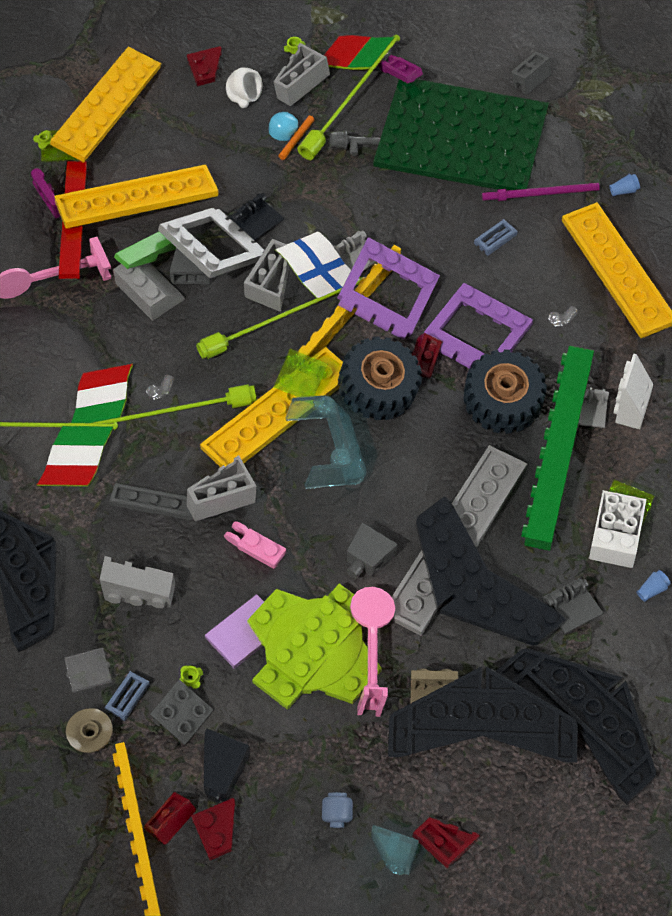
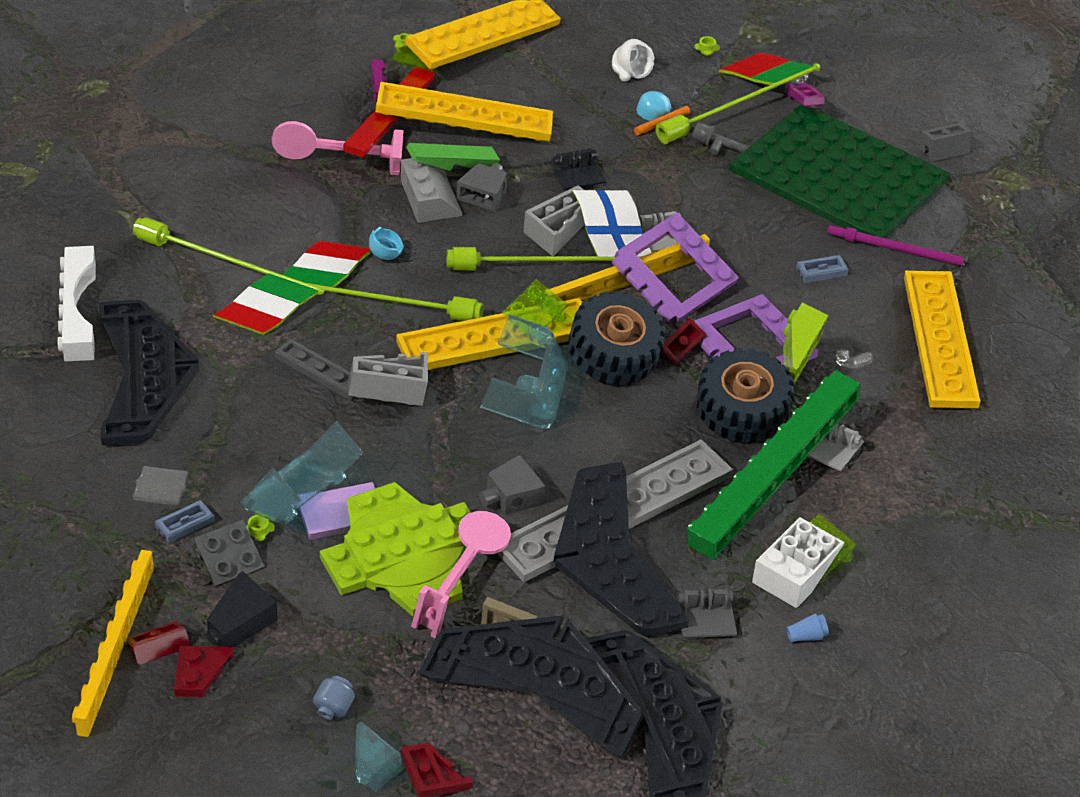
camera: 20 degrees right, 15 degrees down
(86, 721) = (125, 533): dark tan dish -> none
(136, 585) = (253, 427): light grey wedge -> none
(142, 356) = (385, 244): none -> medium azure hair
(160, 391) = (391, 280): clear arm -> none
(177, 234) = (484, 153): light grey hinge -> none
(202, 620) = (286, 491): none -> clear light blue windscreen
(205, 65) = (605, 34): dark red wing -> none
(256, 545) = (400, 441): bright pink hinge -> none
(301, 74) = (696, 69): light grey wedge -> none
(524, 324) = (802, 337): none -> lime slope
(626, 185) = (992, 268): medium blue cone -> none
(633, 394) = (886, 443): white slope -> none

